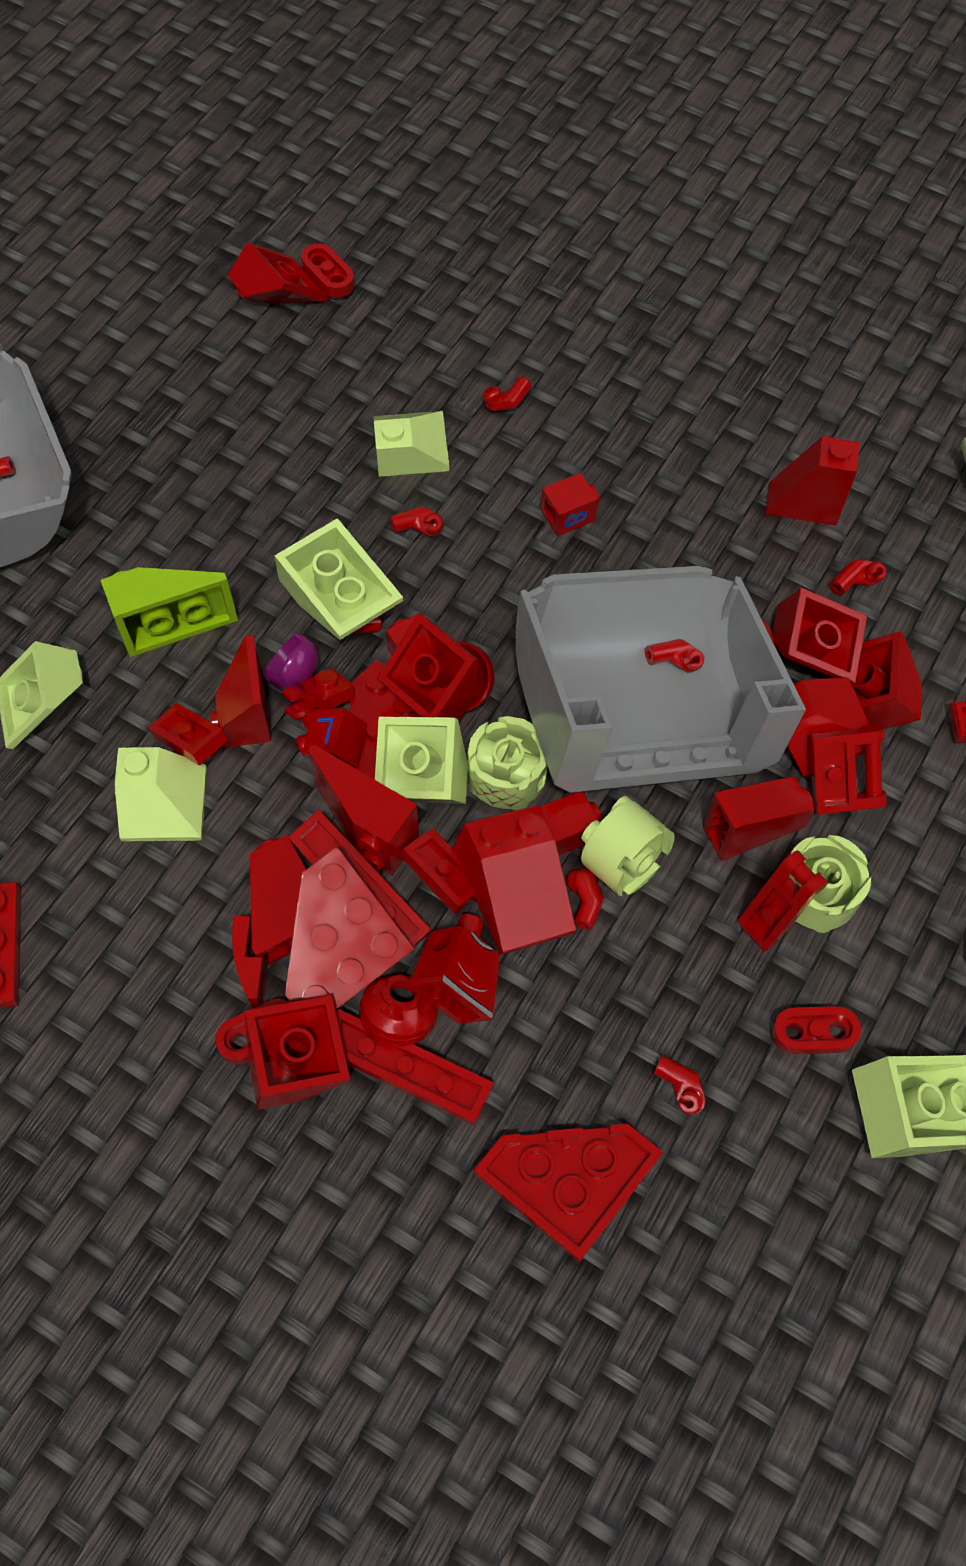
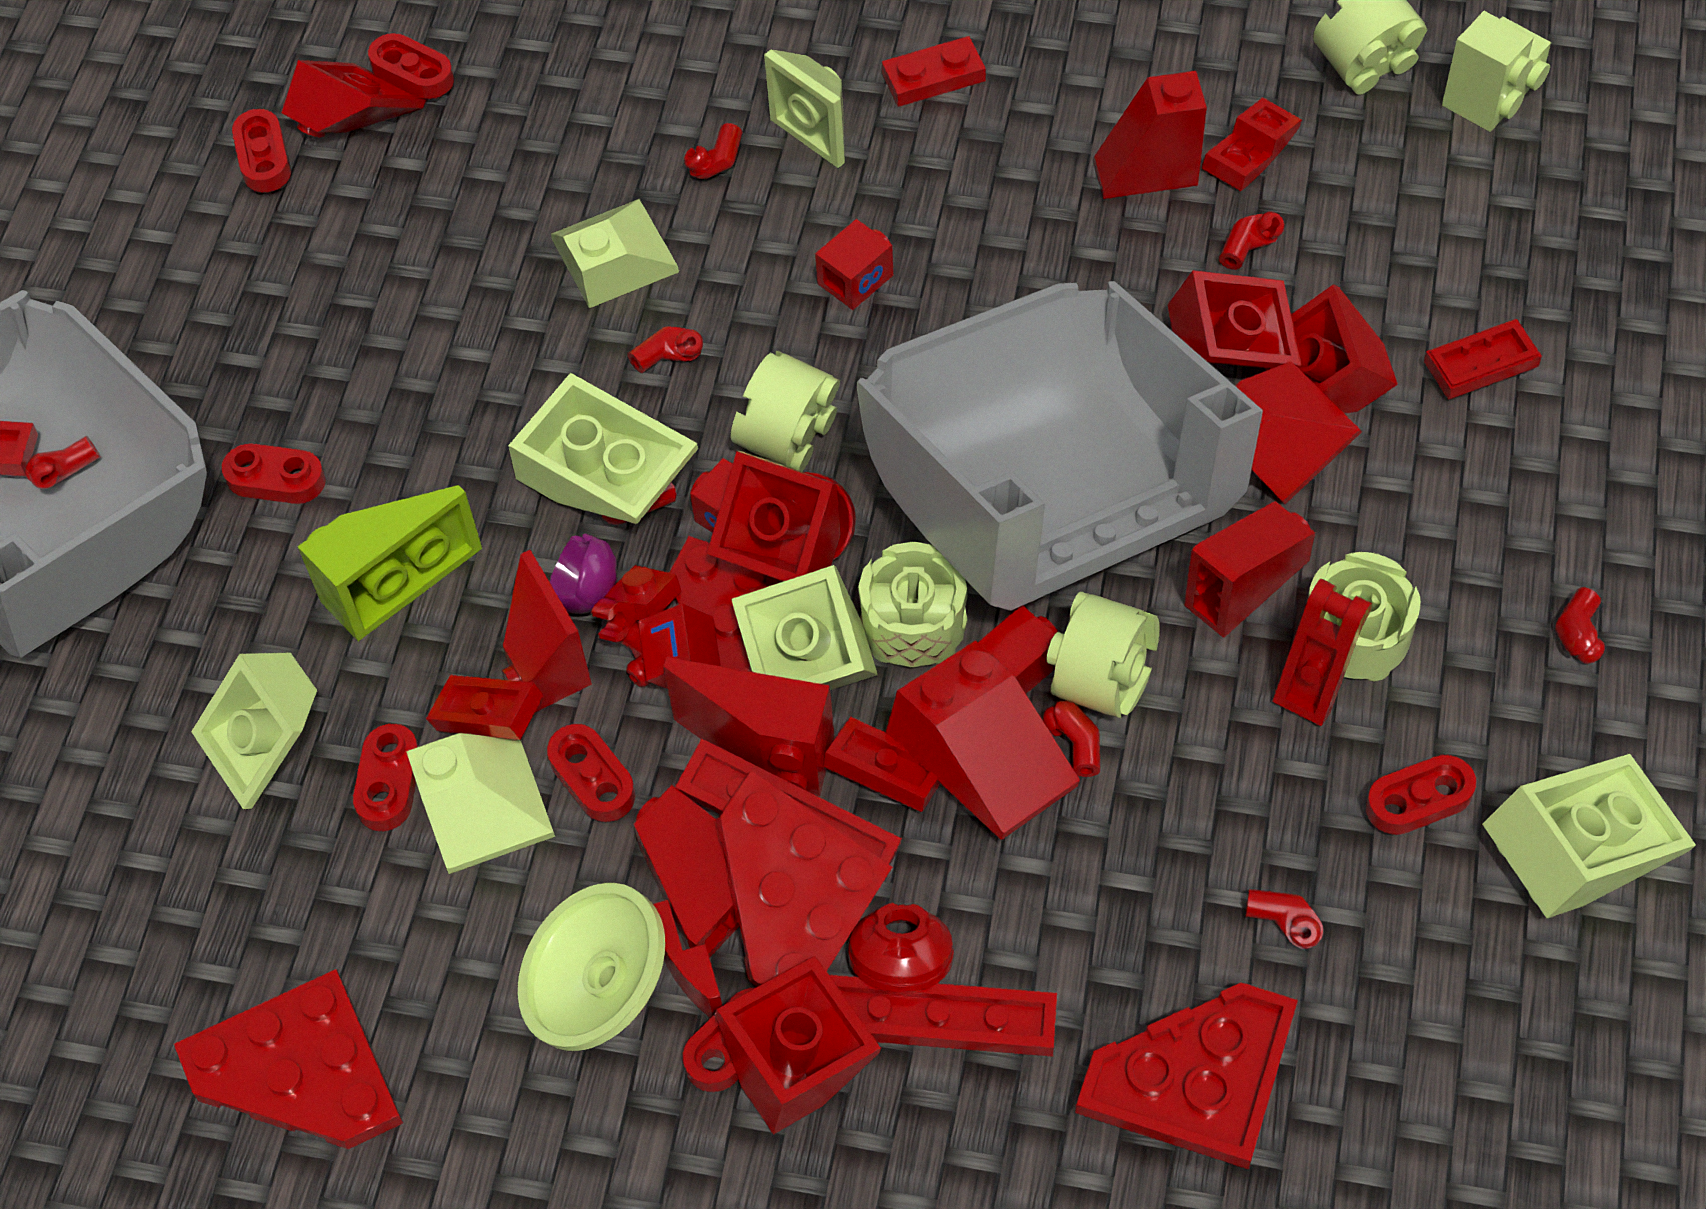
camera: 15 degrees left, 5 degrees down
(104, 755) = (385, 773): none -> red plate
(119, 520) = (269, 473): none -> red plate
(179, 945) = (591, 966): none -> yellowish green dish
(205, 297) = (261, 150): none -> red plate
(241, 807) = (594, 775): none -> red plate
(458, 972) = (960, 876): red torso -> none
(475, 593) = (785, 410): none -> yellowish green brick
(583, 378) = (807, 102): none -> yellowish green slope
(676, 652) = (1068, 401): red arm -> none
(681, 384) = (933, 71): none -> red plate
(836, 770) = (1322, 479): red plate -> none
(887, 509) = (1252, 146): none -> red slope

